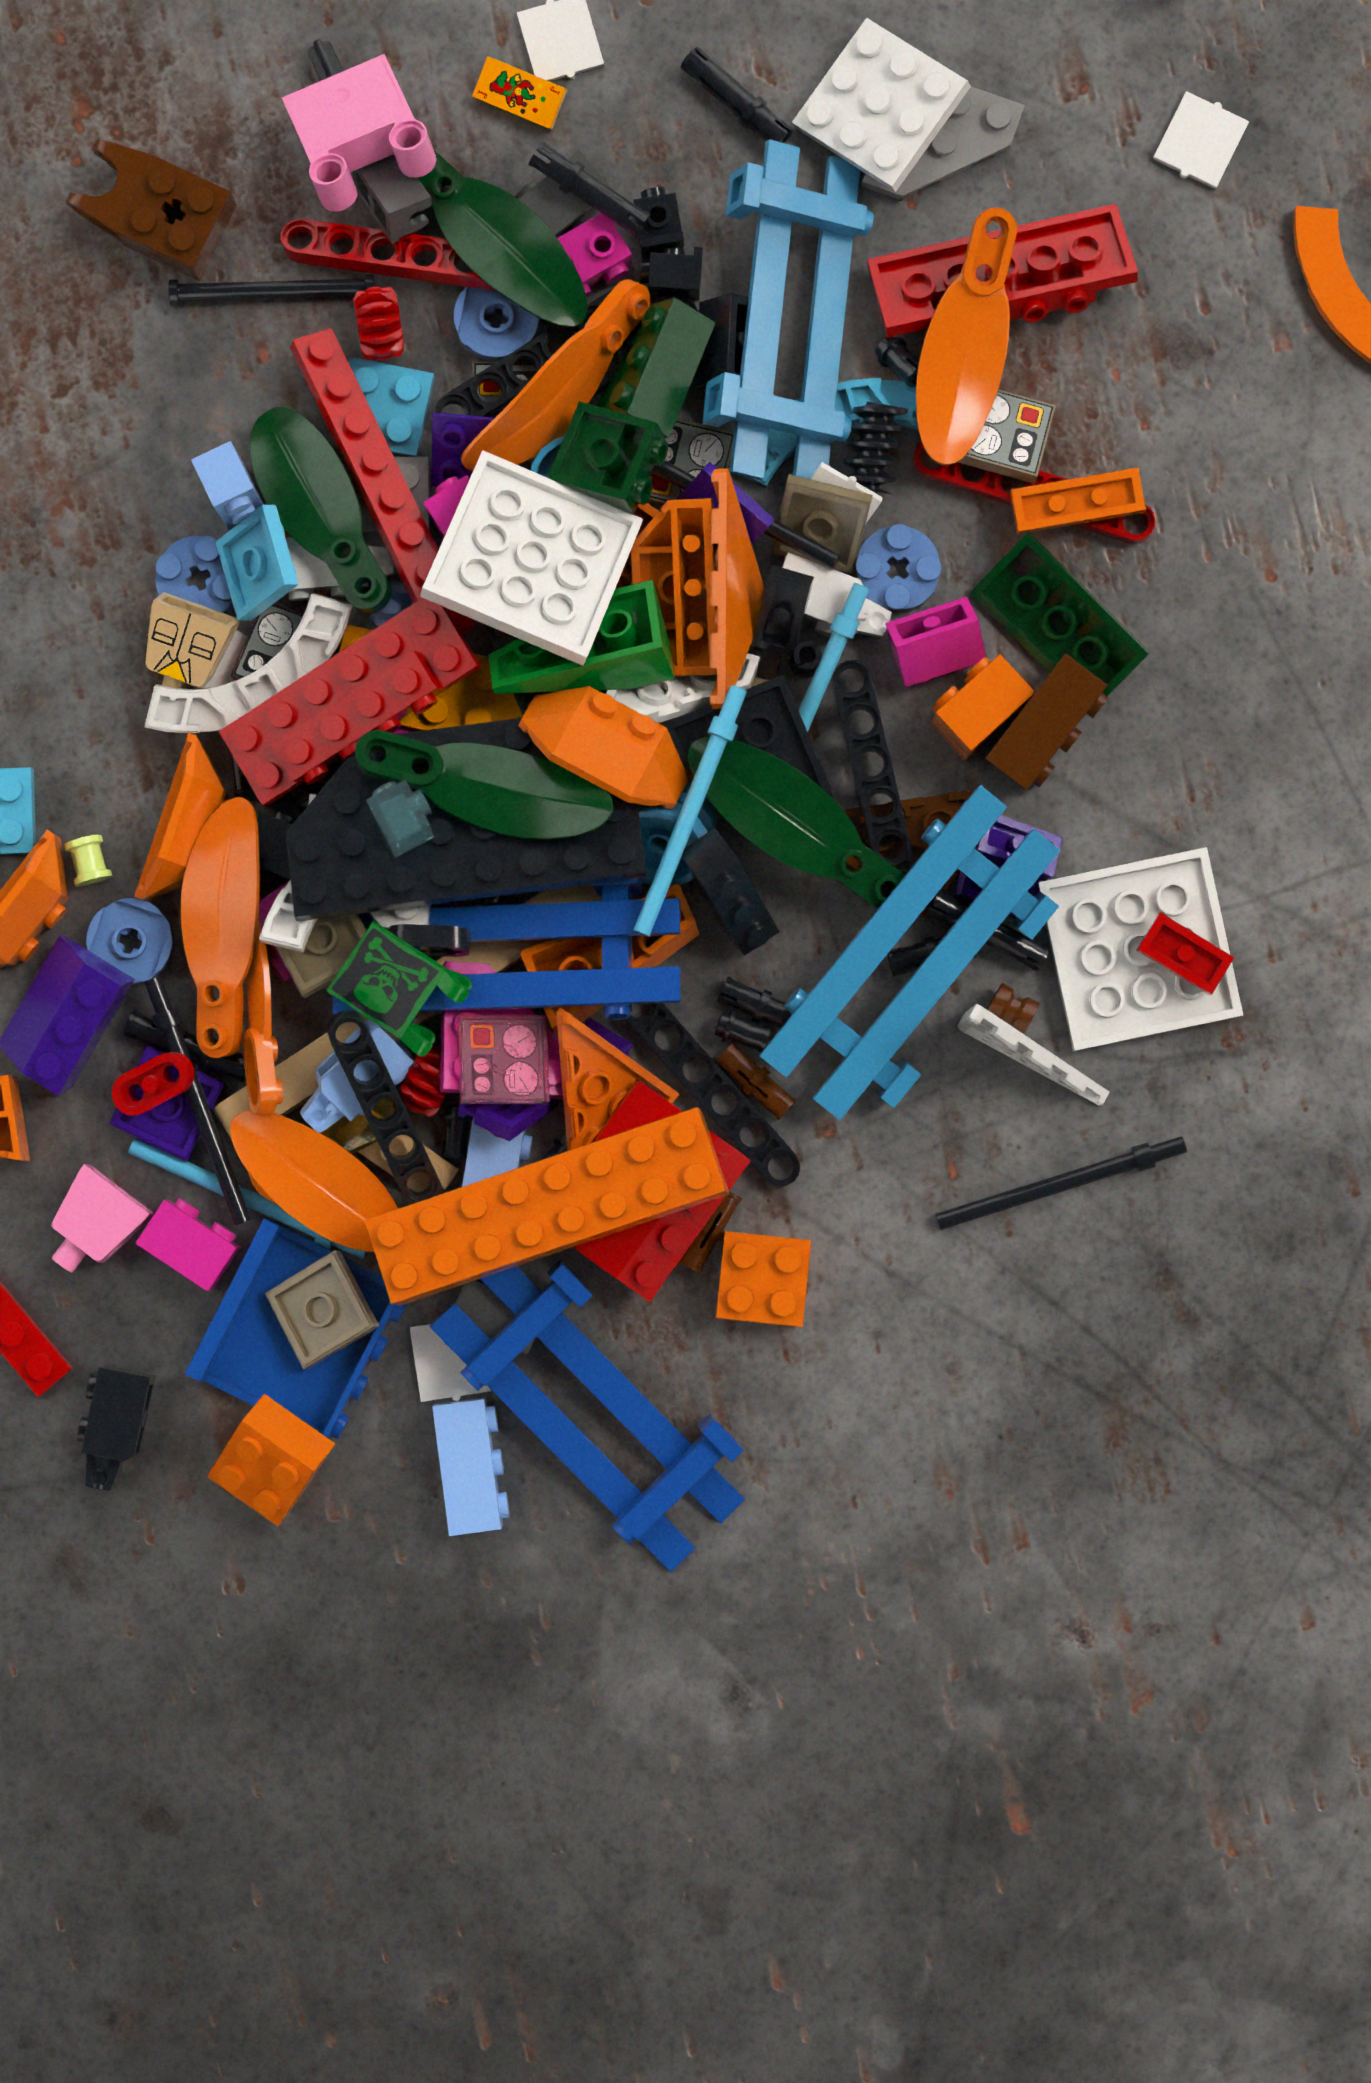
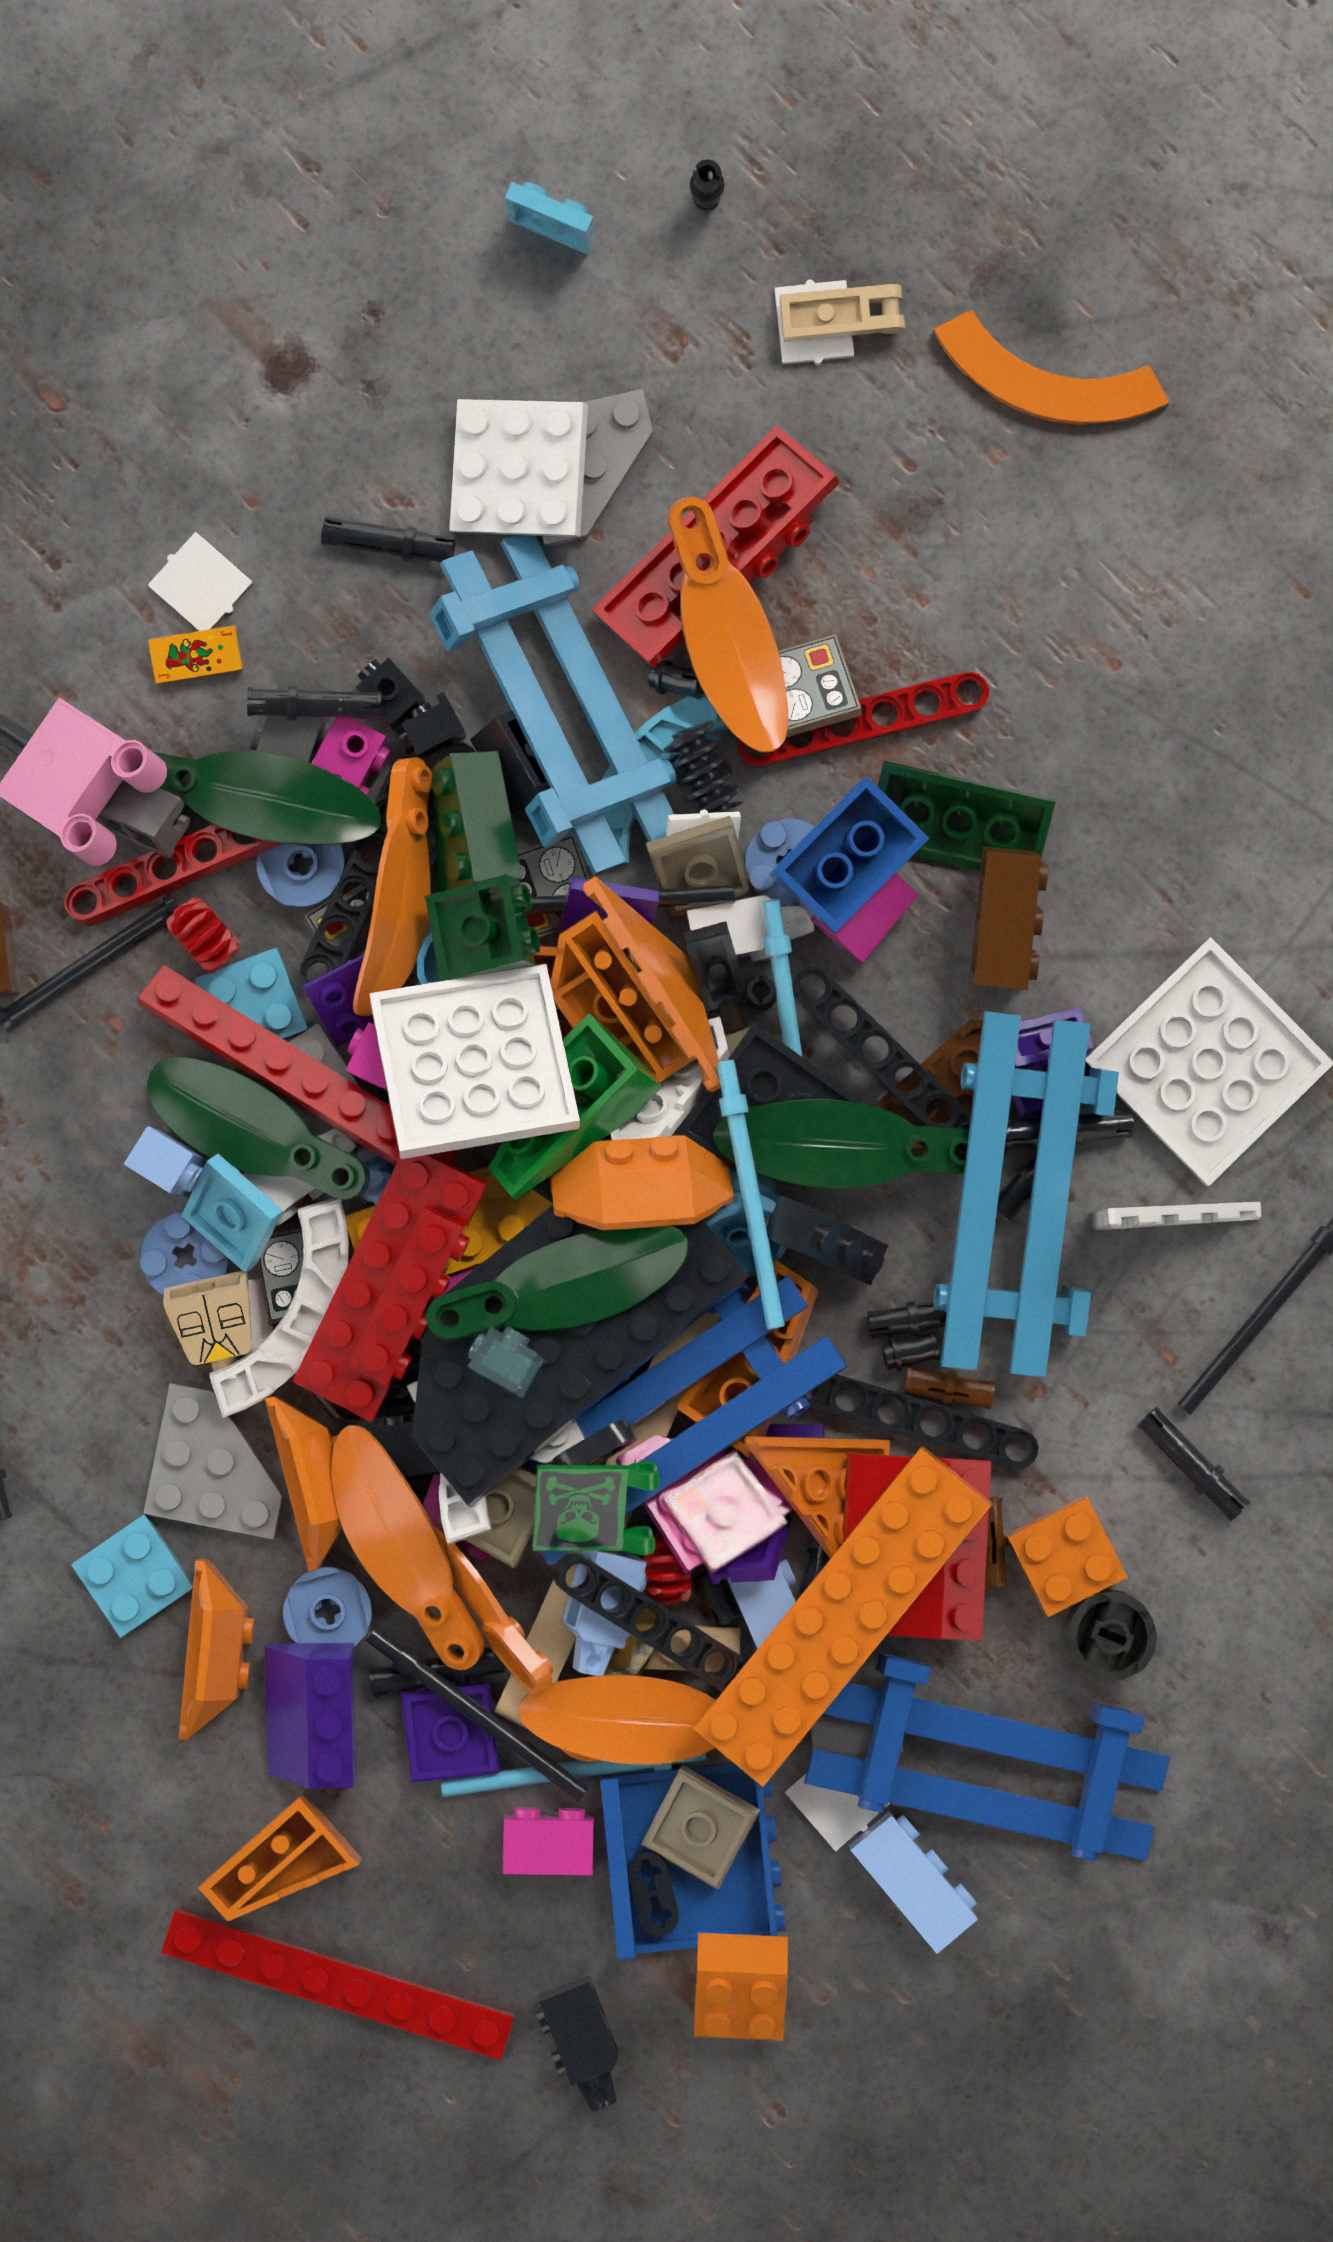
camera: 30 degrees left, 0 degrees up
(88, 860) = (246, 1564): yellowish green bush -> none
(96, 1219) = (453, 1872): bright pink torso -> none
(107, 765) = (209, 1470): none -> light grey plate
(155, 1081) = (431, 1722): red plate -> none
(239, 1336) = (642, 1895): none -> black beam
(758, 1366) = (1110, 1635): none -> pearl dark grey brick
(917, 1271) = (1206, 1476): none -> black pin
(949, 587) = (849, 855): none -> blue slope
(981, 707) = (940, 939): orange brick -> none
(1014, 1012) = (1137, 1186): reddish brown wheel -> none
(1077, 501) = (909, 707): orange plate -> none
(1185, 954) = (1251, 1043): red plate -> none
(1228, 144) = (841, 312): none -> tan plate

